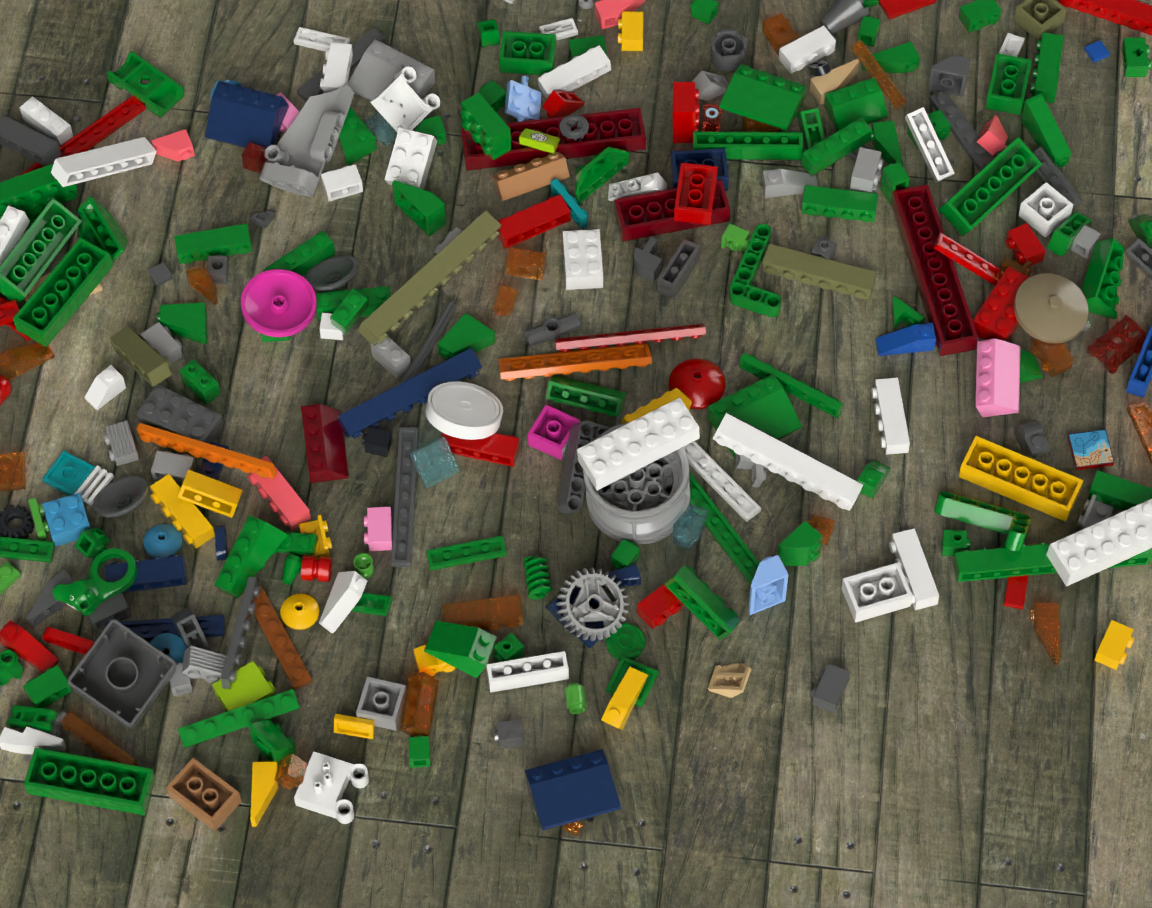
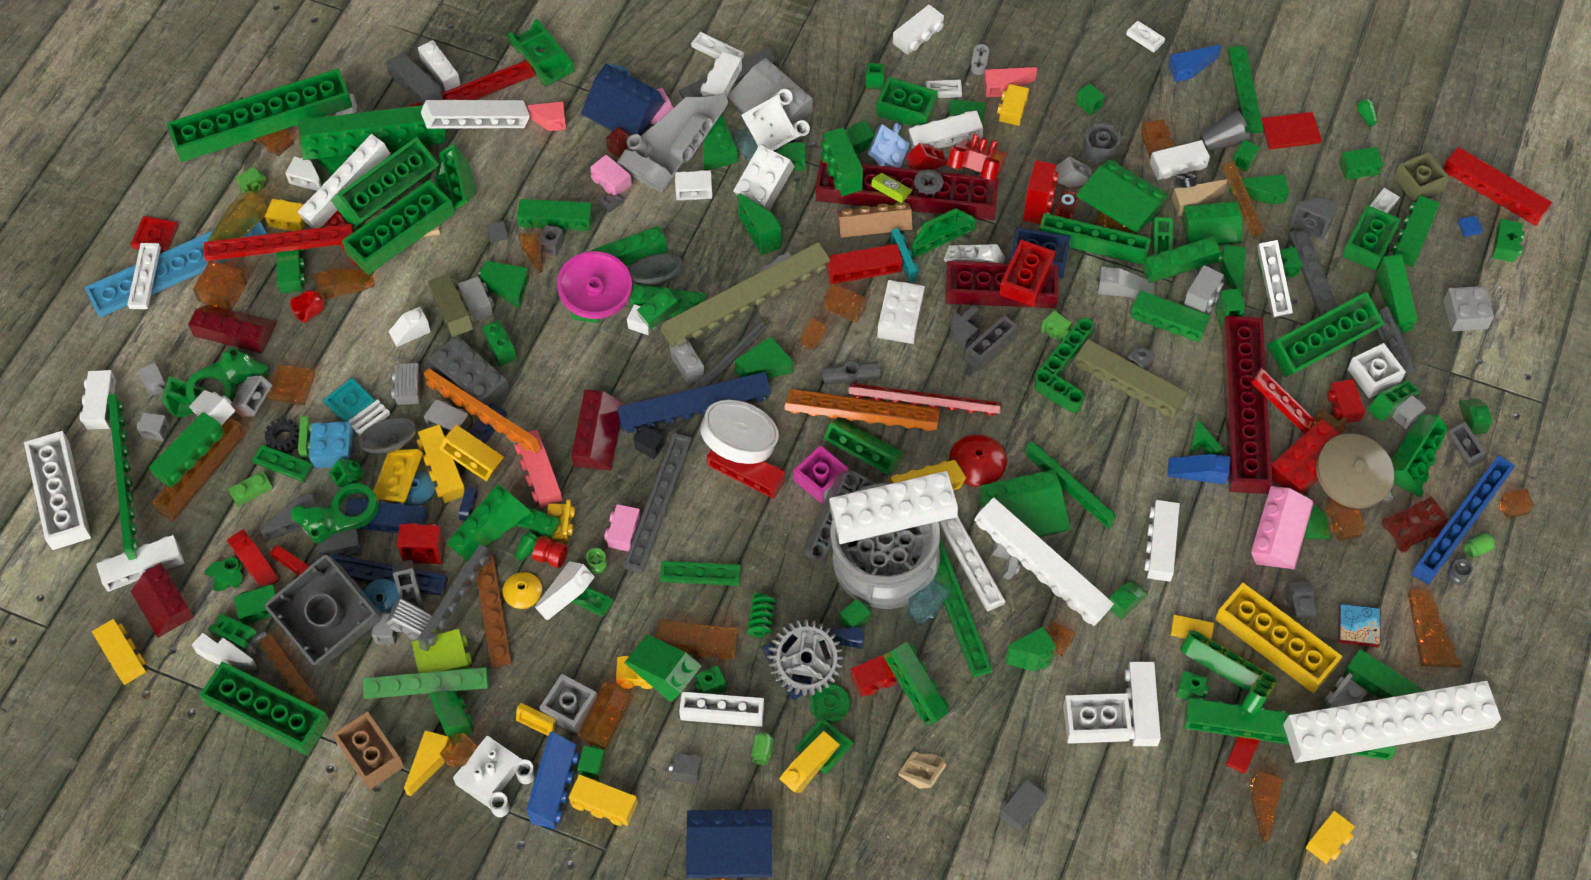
camera: 15 degrees right, 0 degrees up
(143, 532) = (397, 475): none -> yellow plate
(190, 590) = (421, 543): none -> red brick
(256, 192) = (610, 176): none -> bright pink brick
(390, 777) = (552, 781): none -> blue slope
(434, 462) = (696, 475): clear light blue plate -> none
(441, 783) = (603, 801): none -> yellow brick
(614, 91) = (978, 157): none -> red piece
(768, 585) = (986, 683): light blue slope -> none
(930, 489) = (1182, 625): none -> yellow tile
(993, 136) = (1342, 285): coral slope -> none
(1115, 131) = (1468, 308): none -> light grey brick

